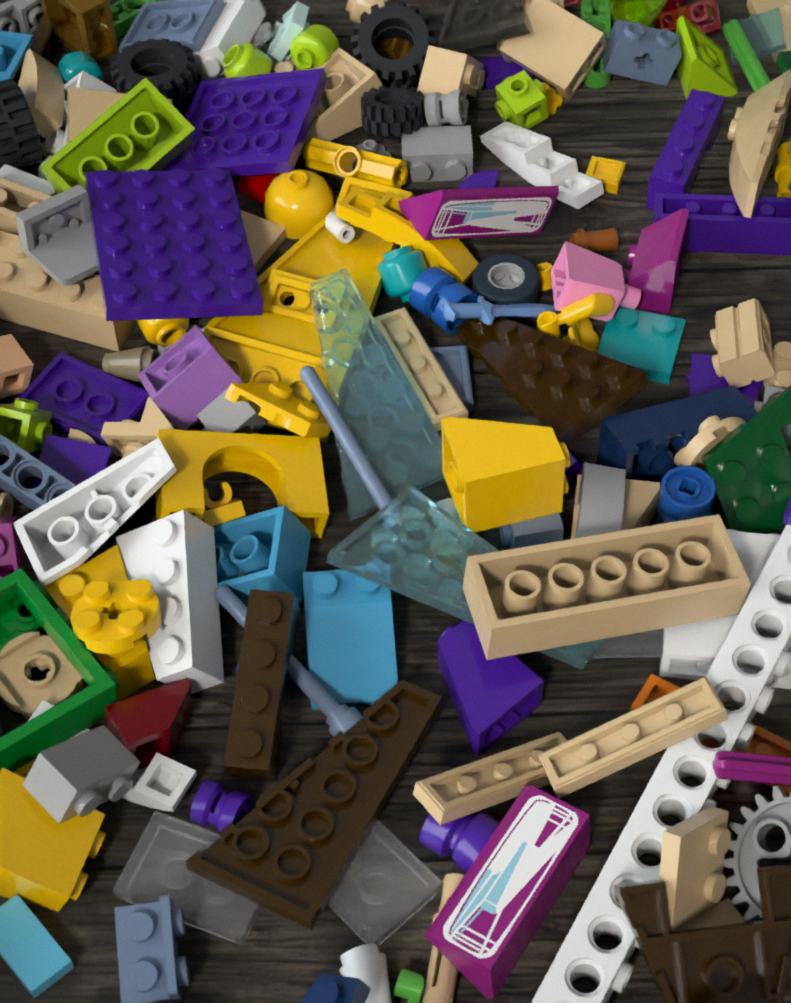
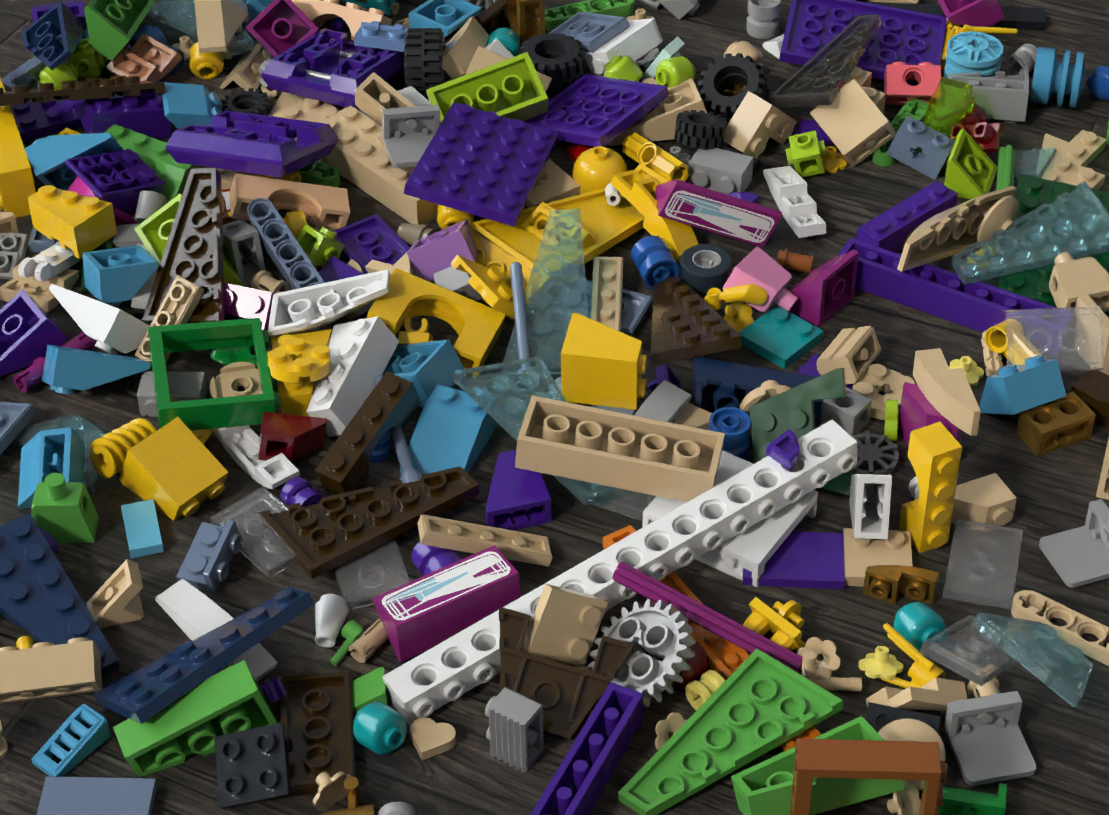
camera: 25 degrees right, 10 degrees down
(81, 774) = (224, 439): light grey brick -> none
(401, 270) = (634, 230): teal head -> none
(446, 108) = (738, 139): light grey wheel -> none
(487, 311) = (675, 275): medium blue sword -> none
(608, 171) = (840, 223): yellow tile -> none
(633, 737) = (578, 541): tan tile -> none

